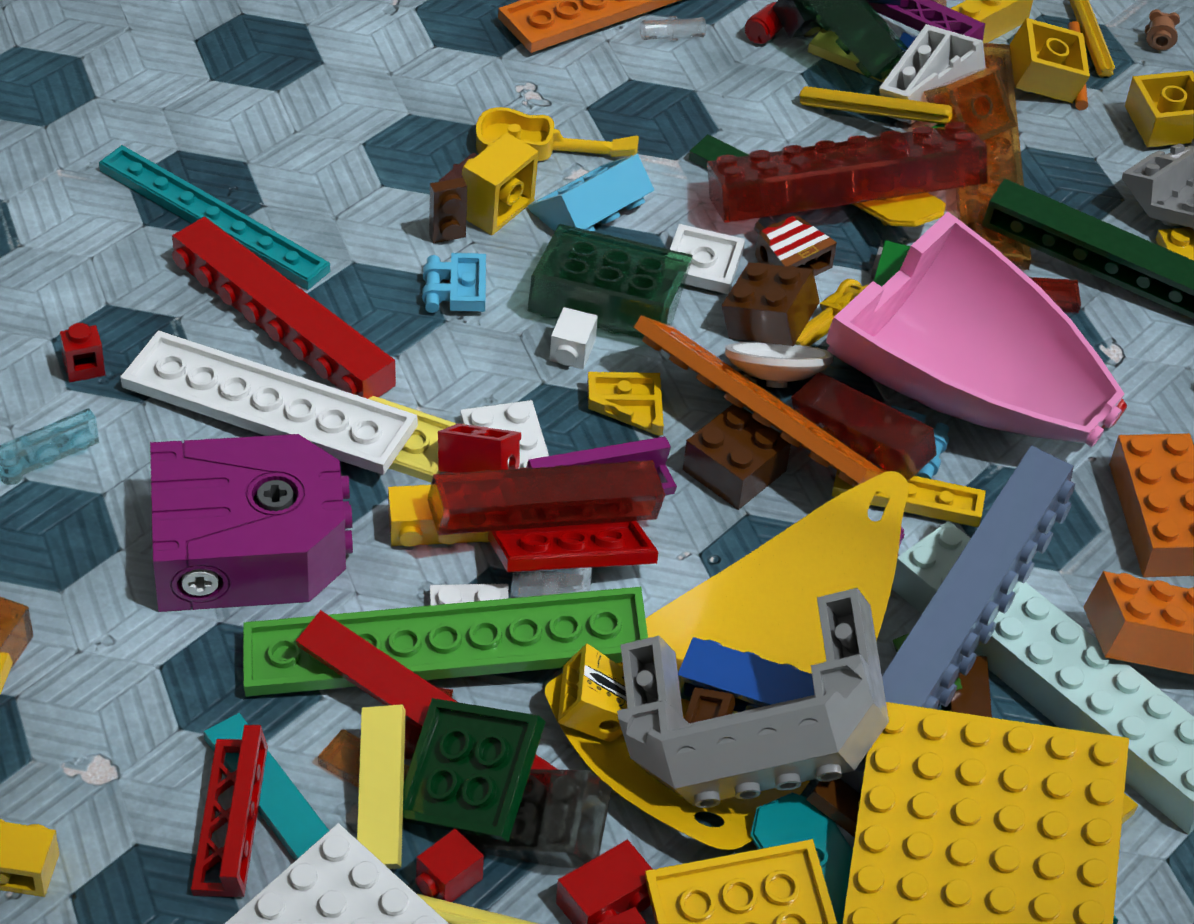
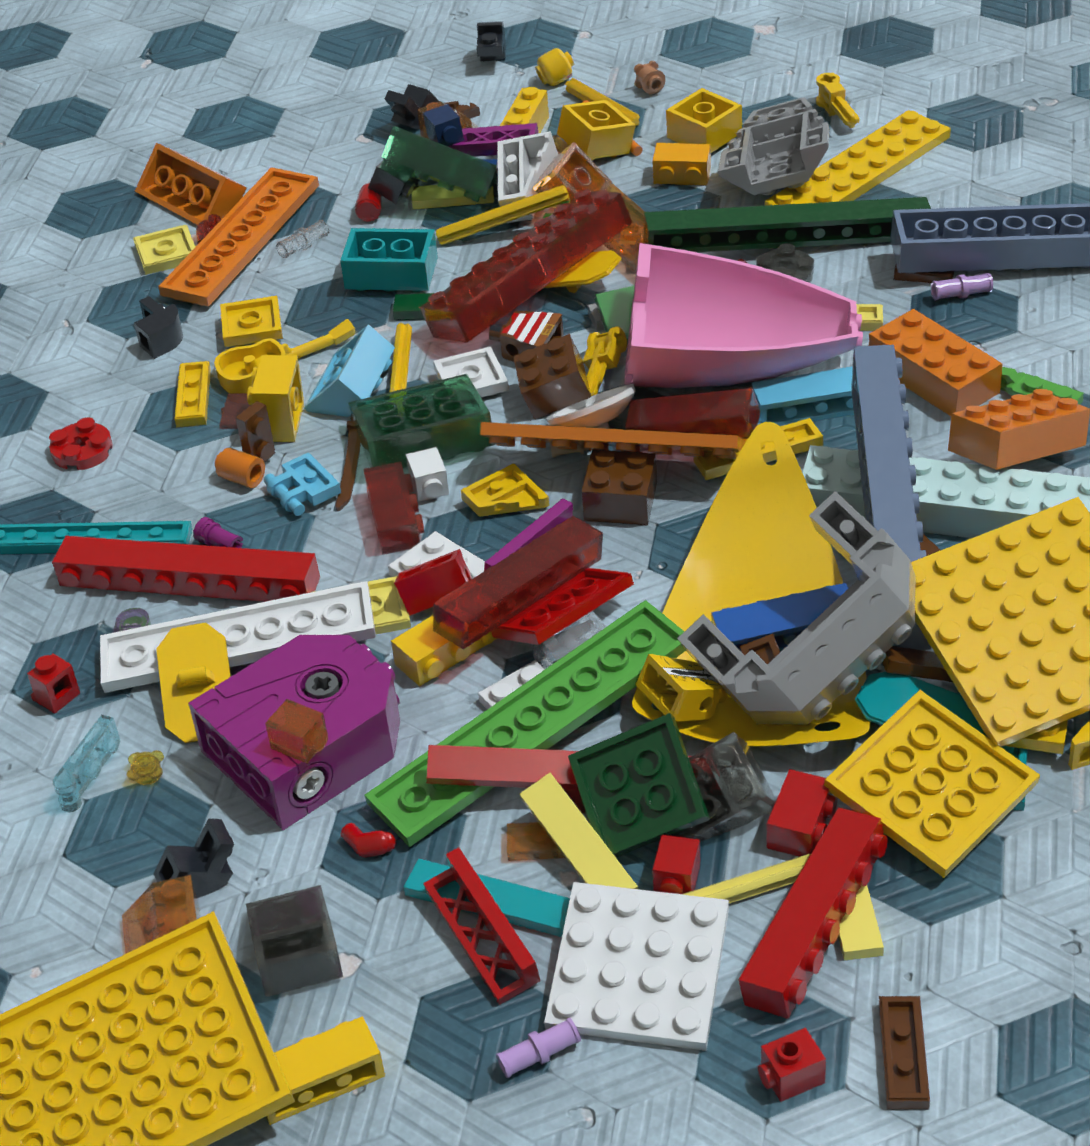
camera: 25 degrees left, 5 degrees down
(53, 603) = (204, 861): none -> black brick
(68, 720) = (293, 940): none -> clear smoke slope
(94, 480) = (145, 767): none -> clear yellow plate
(200, 331) = (131, 619): none -> tile
(200, 407) = (189, 664): none -> yellow shield
(205, 527) = (297, 731): none -> clear orange brick
(212, 670) = (368, 843): none -> red arm
(314, 121) = (66, 444): none -> red plate
(337, 286) = (212, 533): none -> magenta pin
(415, 234) = (240, 467): none -> orange brick
(441, 135) = (192, 394): none -> yellow tile
(465, 54) = (159, 329): none -> black brick
(506, 299) = (350, 466): none -> reddish brown sword
(512, 354) = (393, 507): none -> clear red brick
(552, 89) = (250, 321): none -> yellow plate
(655, 205) = (401, 357): none -> yellow axle
(728, 94) = (389, 259): none -> teal brick
(989, 461) = (805, 396): none -> medium azure brick
(1097, 312) = (789, 262): none -> clear smoke plate
(1108, 142) = (681, 163): none -> light orange brick
(1151, 415) = (871, 316): none -> light yellow tile

